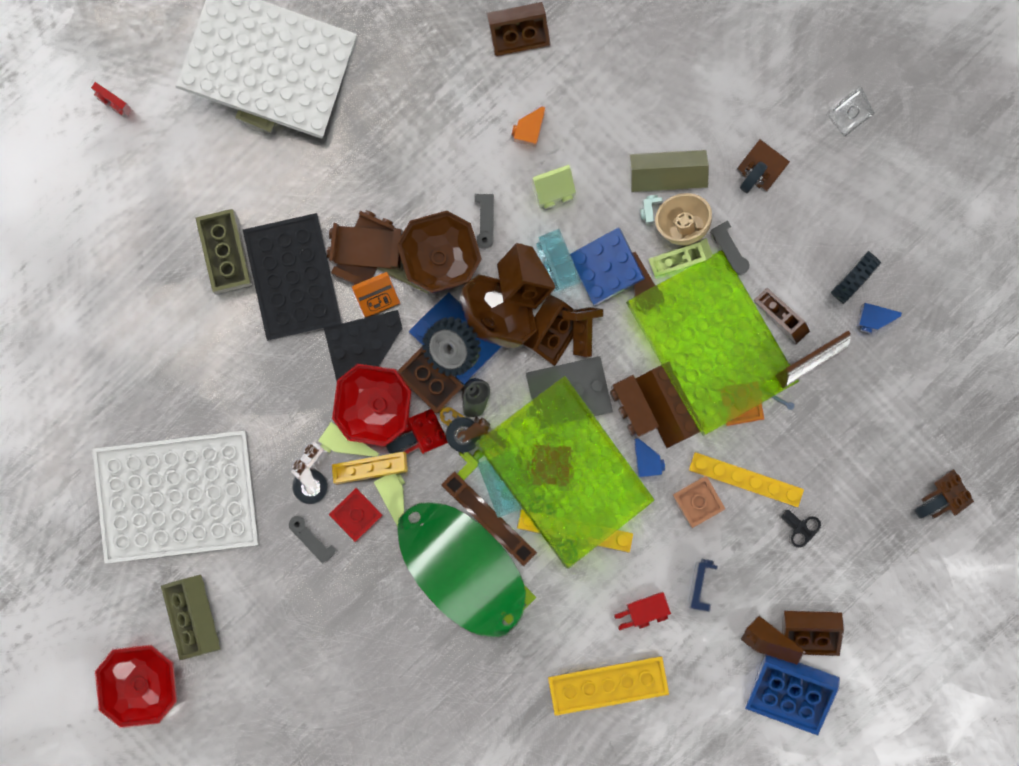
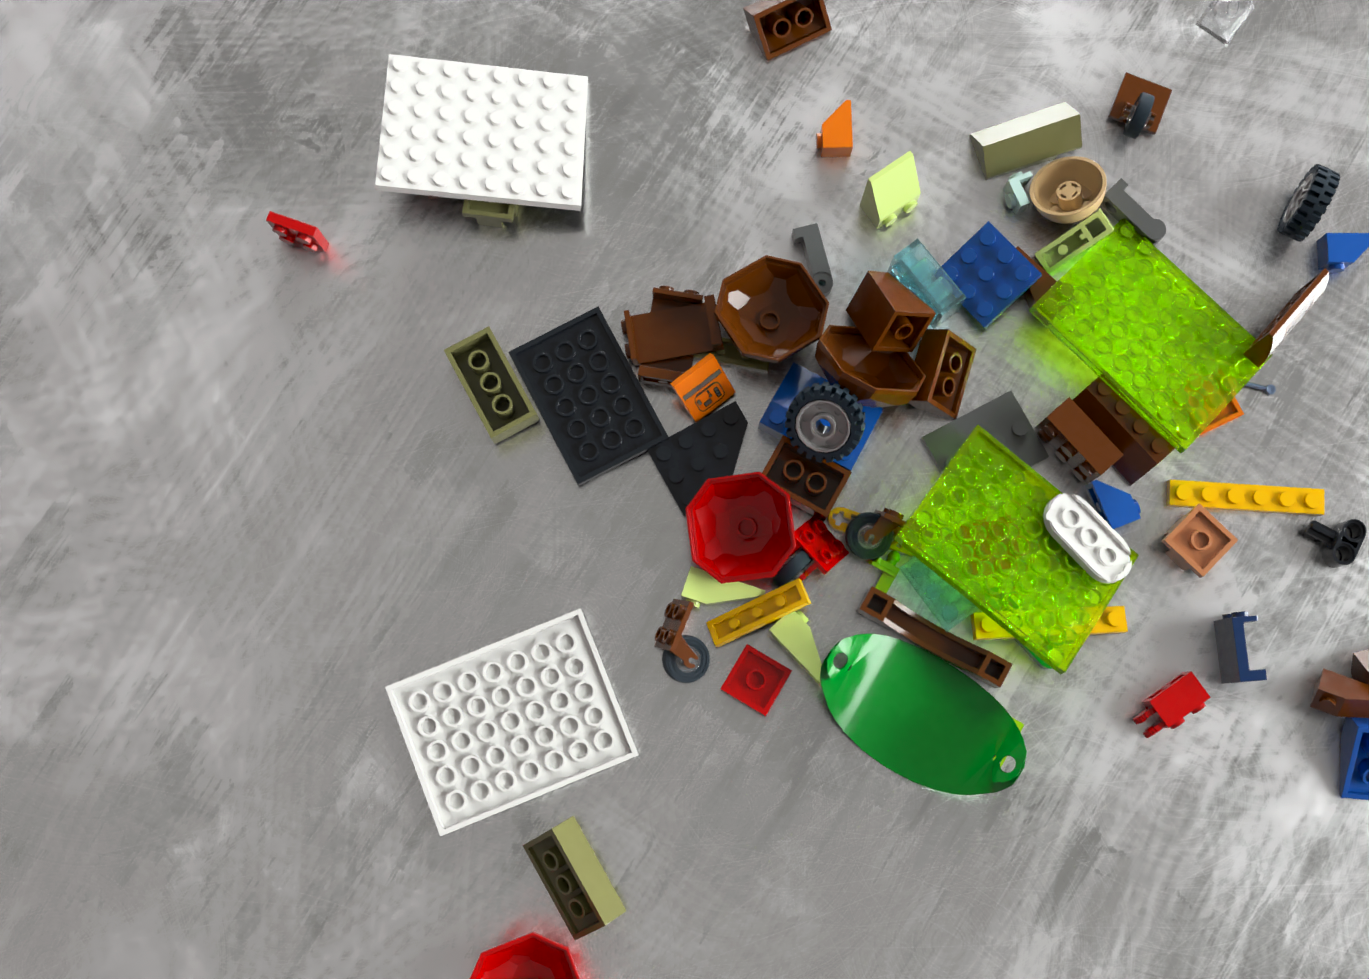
camera: 15 degrees left, 5 degrees down
(299, 527) = (686, 717): dark grey leg -> none
(475, 397) = (868, 484): dark grey cap -> none
(582, 328) = (981, 362): reddish brown bracket -> none
(608, 685) = (1154, 816): yellow plate -> none
(619, 478) = (1087, 538): none -> white tile
(782, 315) = (1226, 278): slope -> none

